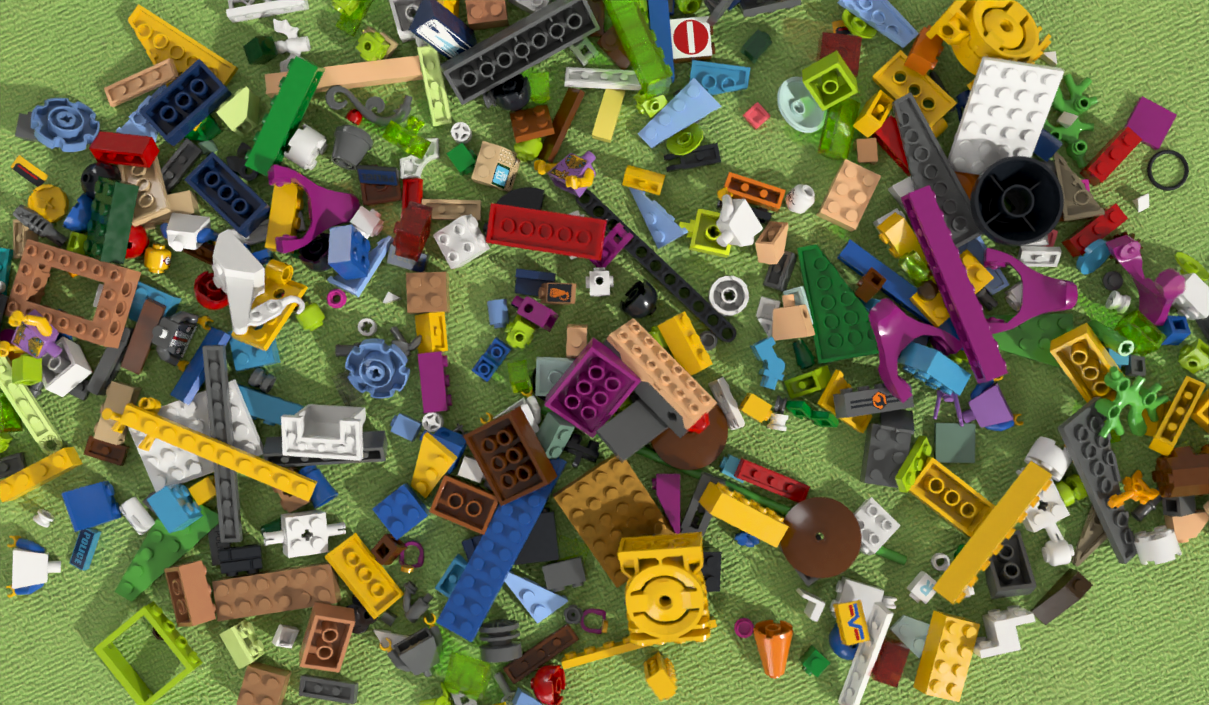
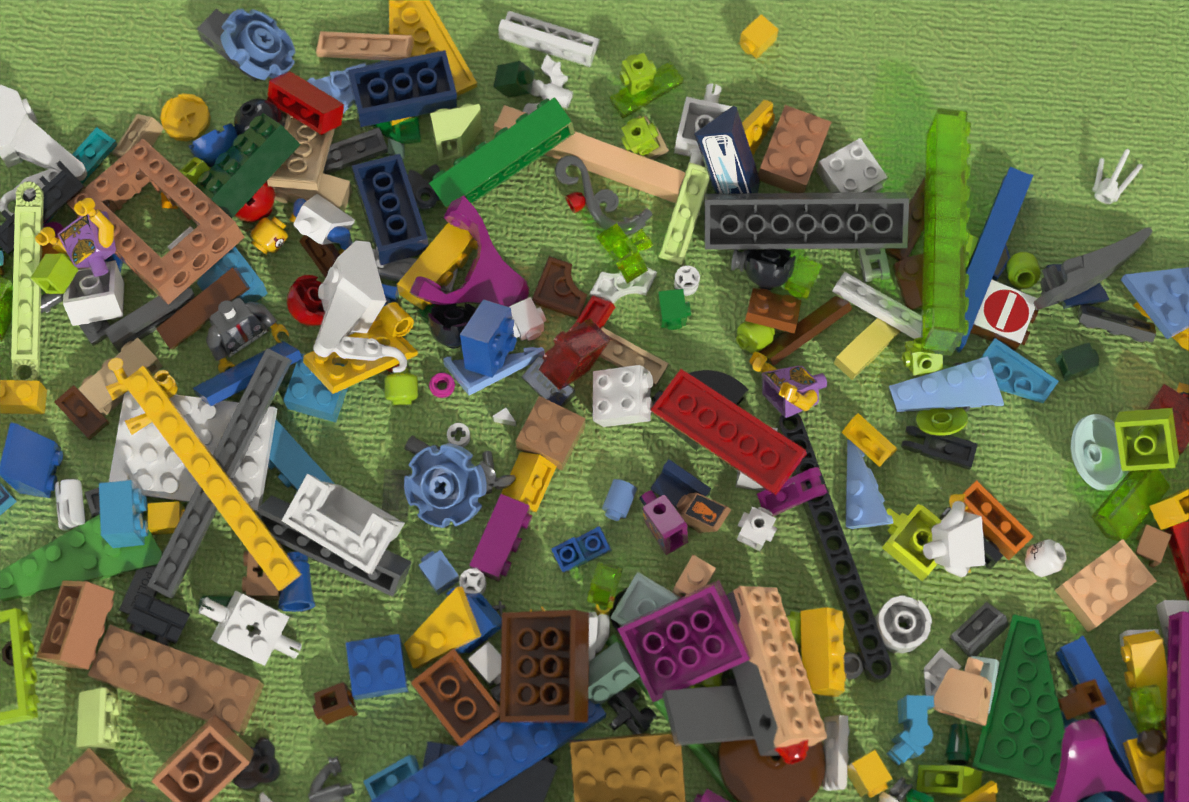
camera: 20 degrees right, 15 degrees down
(29, 171) = (186, 74): sticker -> none
(39, 225) = (163, 131): dark grey hinge -> none
(262, 380) = (304, 429): dark grey wheel -> none
(285, 636) = (152, 740): white plate -> none
(305, 147) = (505, 203): white brick -> none
(350, 146) = (555, 228): dark grey piece -> none
(364, 575) = (289, 719): yellow plate -> none
(378, 175) = (568, 275): slope -> none
(388, 617) = (286, 789): dark grey piece -> none
(410, 568) = (366, 738): magenta piece -> none
(496, 167) = (705, 337): tan slope -> none
(519, 332) = (635, 525): lime brick -> none
(640, 301) = (794, 574): black cylinder -> none
(756, 116) = (1038, 439): coral tile -> none
(772, 242) = (985, 591): light nougat slope -> none

